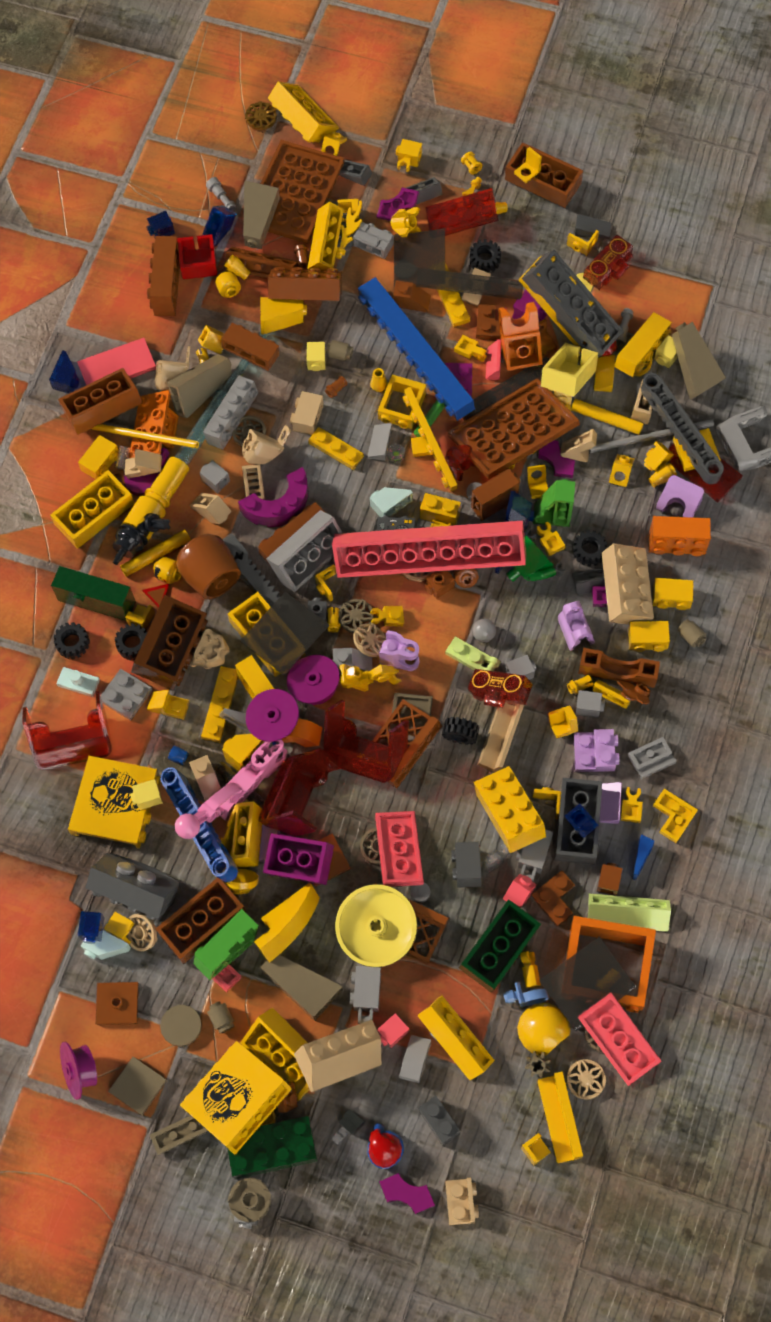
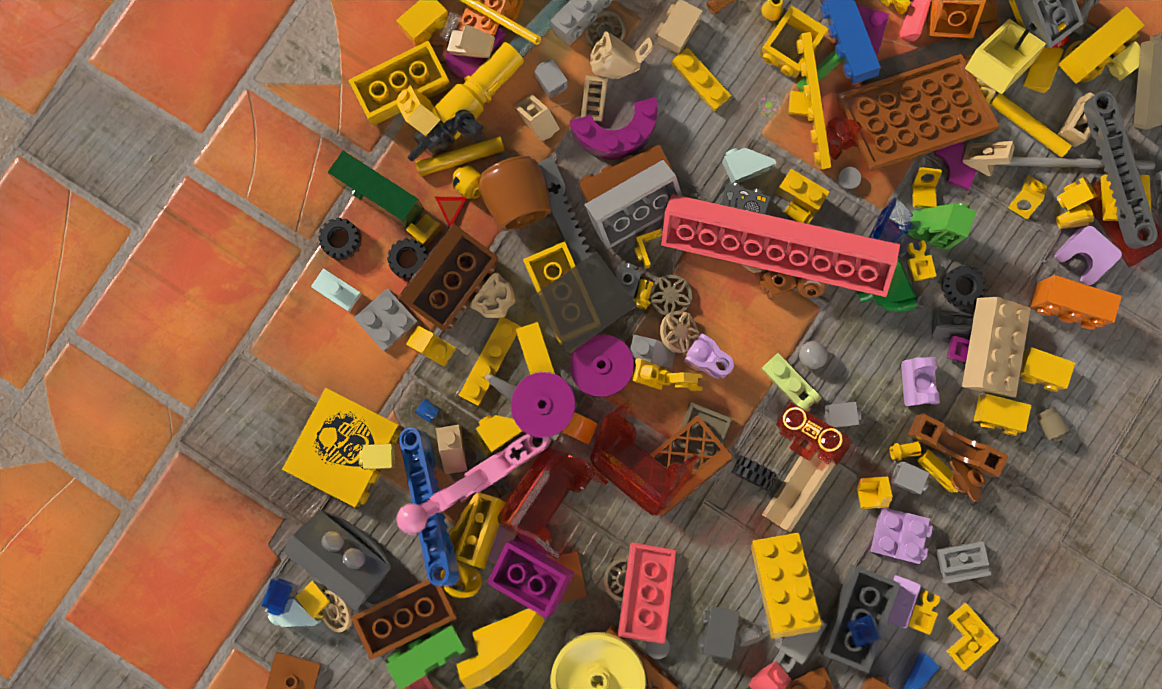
camera: 15 degrees right, 15 degrees up
(69, 745) = (307, 364): clear red windscreen -> none
(113, 521) = (417, 110): none -> yellow brick
(380, 442) = (754, 85): light grey slope -> none
(390, 615) = (710, 307): yellow plate -> none
(494, 494) = (873, 191): dark orange brick -> none
(549, 794) = (843, 580): yellow bracket -> none

